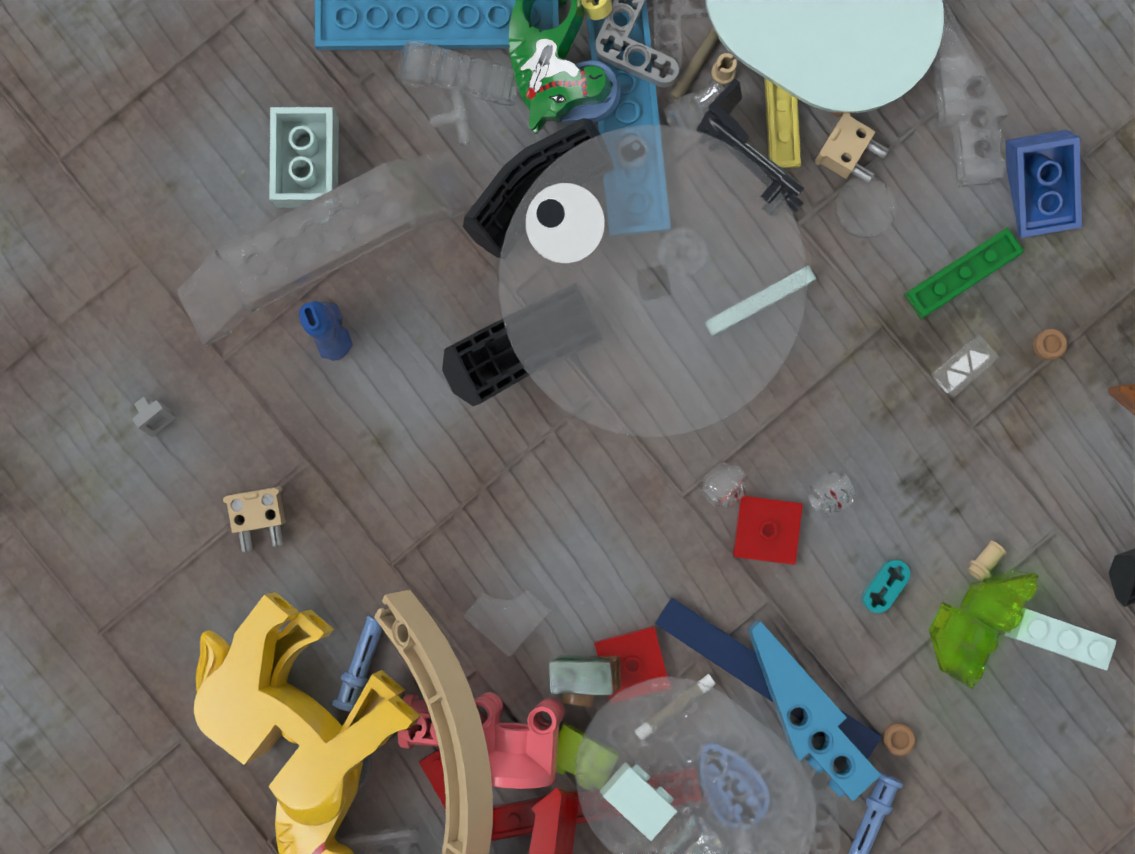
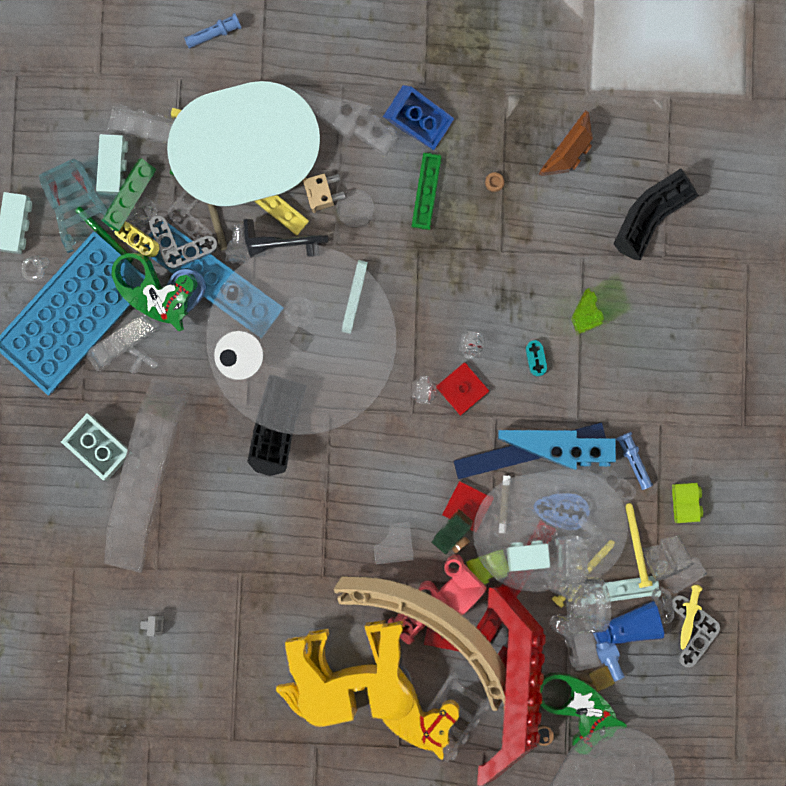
camera: 45 degrees left, 0 degrees up
(255, 509) = (240, 616): tan piece -> none
(322, 323) = (189, 510): blue piece -> none
(351, 678) = (361, 643): medium blue pin -> none
(494, 209) = (202, 380): black piece -> none
(724, 69) = (233, 220): tan pin -> none
(898, 739) = (610, 415): medium nougat tile -> none
(962, 644) = (592, 348): clear neon green slope -> none
(965, 366) = (469, 230): clear tile -> none
(986, 561) = (566, 302): tan pin -> none
(1064, 639) = (629, 301): light aqua brick -> none

